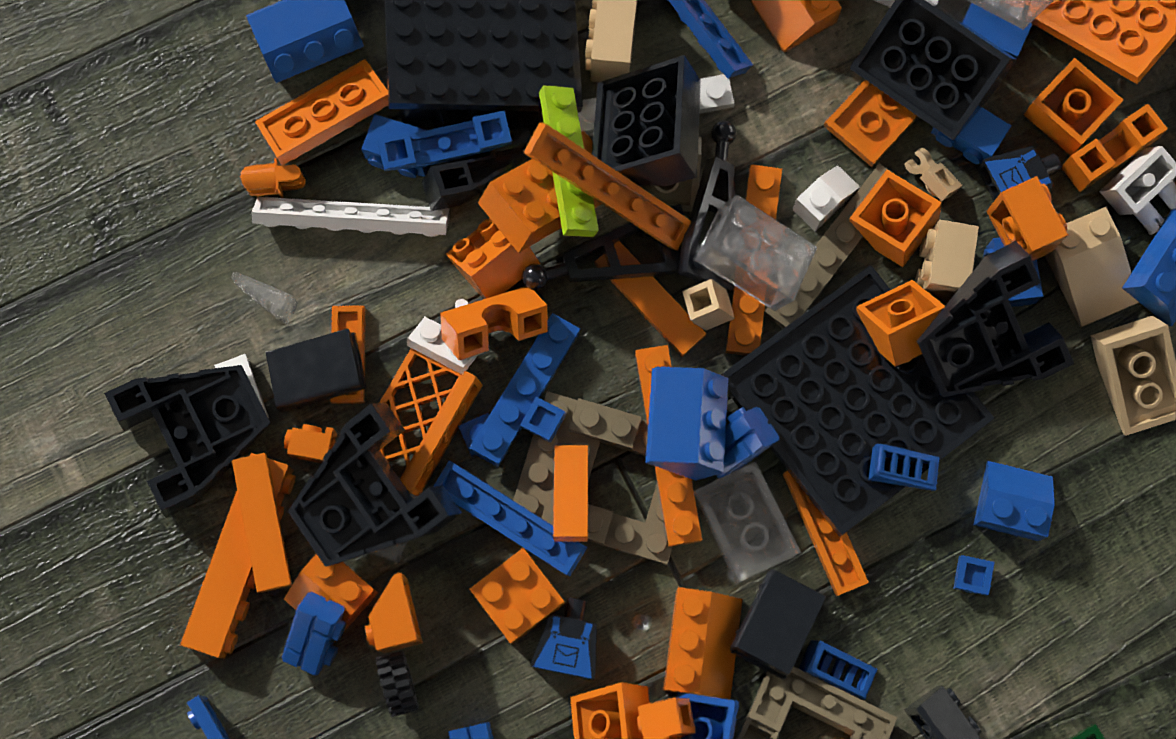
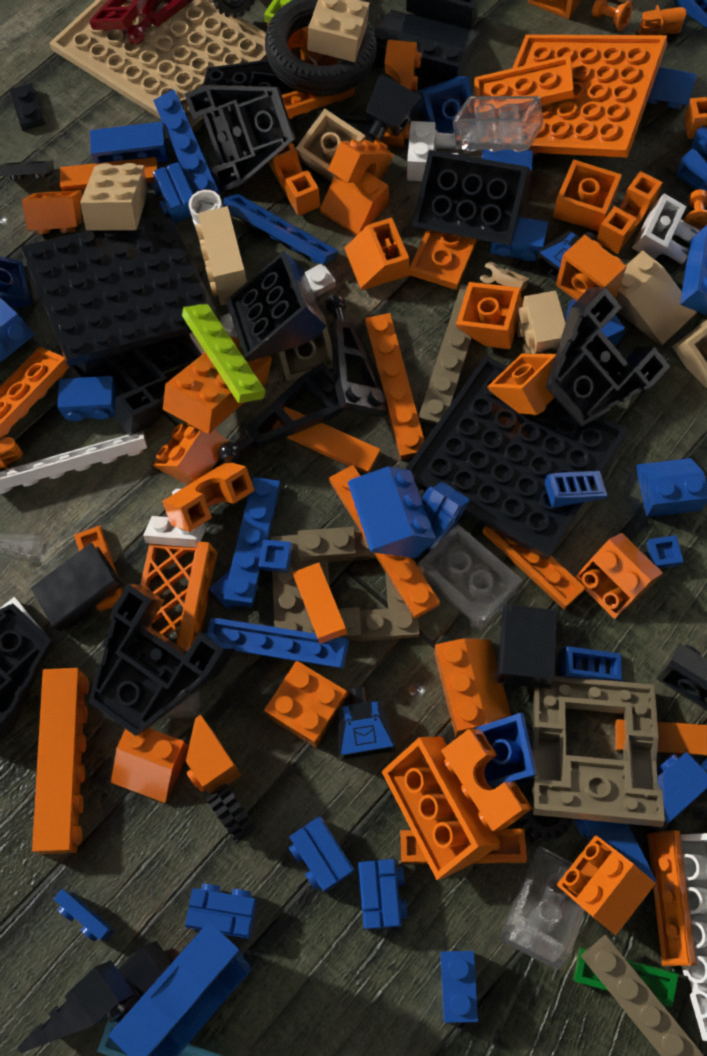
camera: 15 degrees left, 10 degrees down
(261, 522) = (70, 722): orange tile -> none
(309, 442) = (88, 646): orange brick -> none
(313, 634) = (145, 798): blue brick -> none
(444, 143) = (128, 376): blue slope -> none
(607, 186) = (258, 354): orange plate -> none
(708, 304) = (373, 425): tan brick -> none
(756, 253) = (395, 371): clear brick -> none
(794, 91) = (378, 255): none -> orange slope
(825, 197) = (429, 322): white slope -> none
(910, 582) = (618, 575): none -> orange slope

